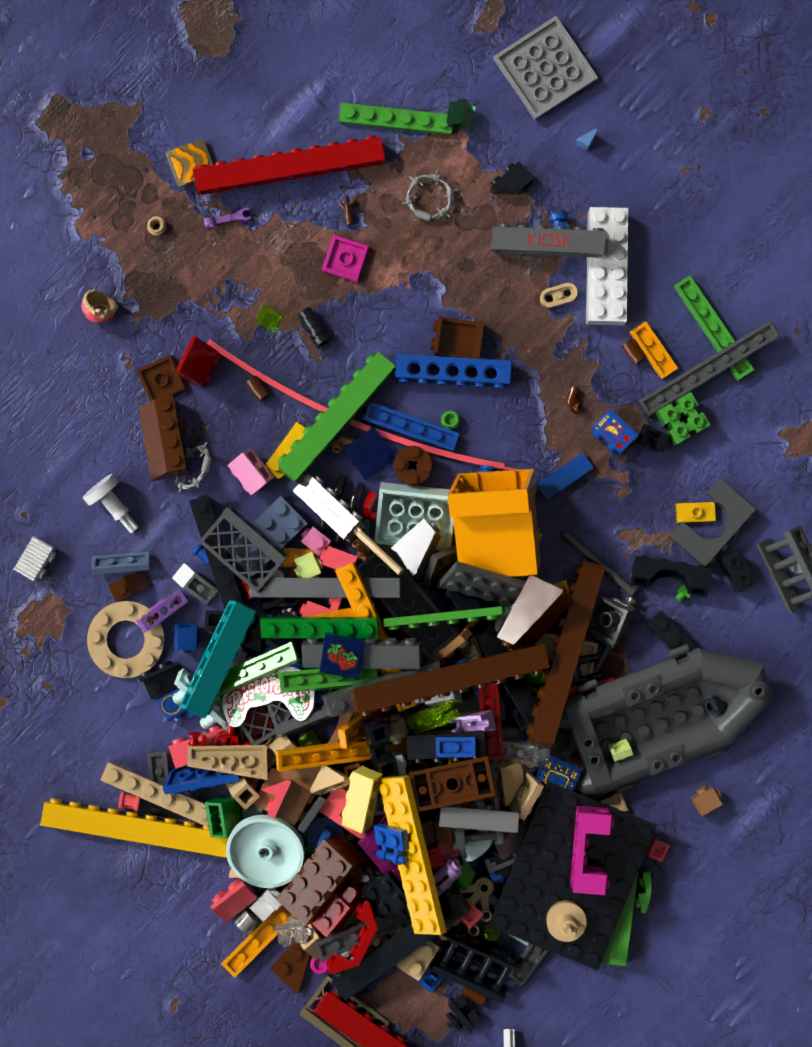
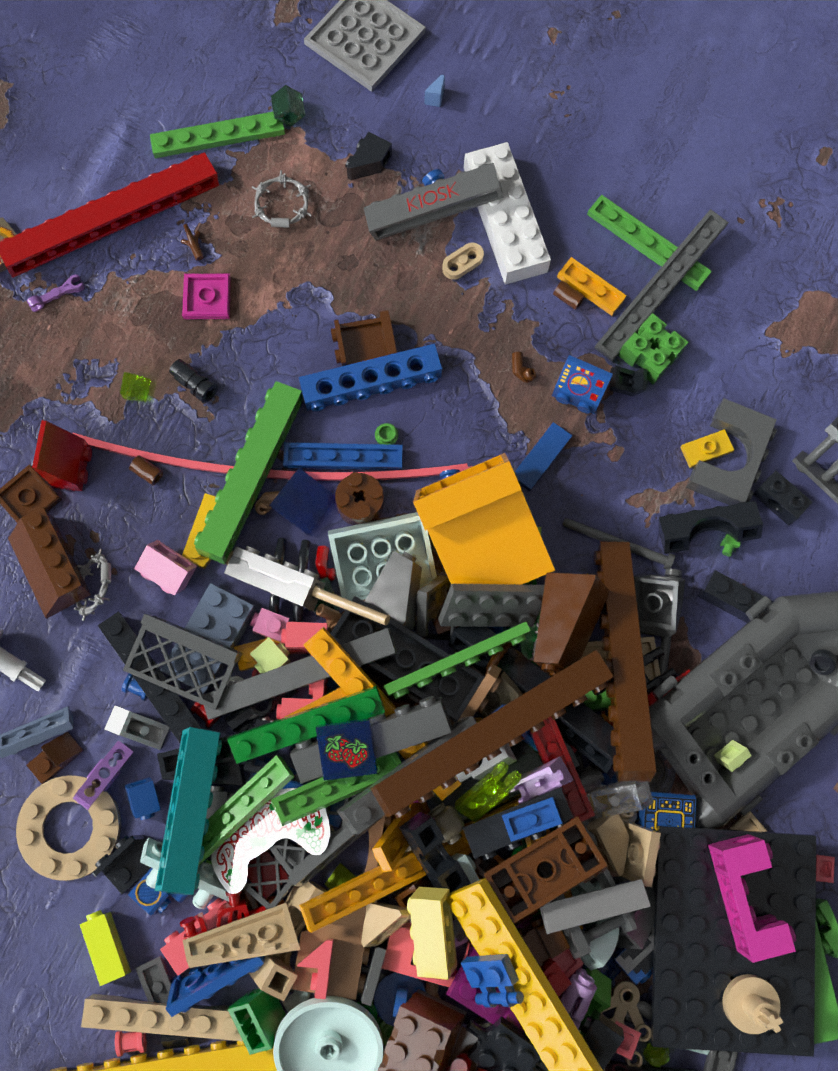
camera: 20 degrees left, 10 degrees down
(129, 731) = (104, 947): none -> neon yellow brick

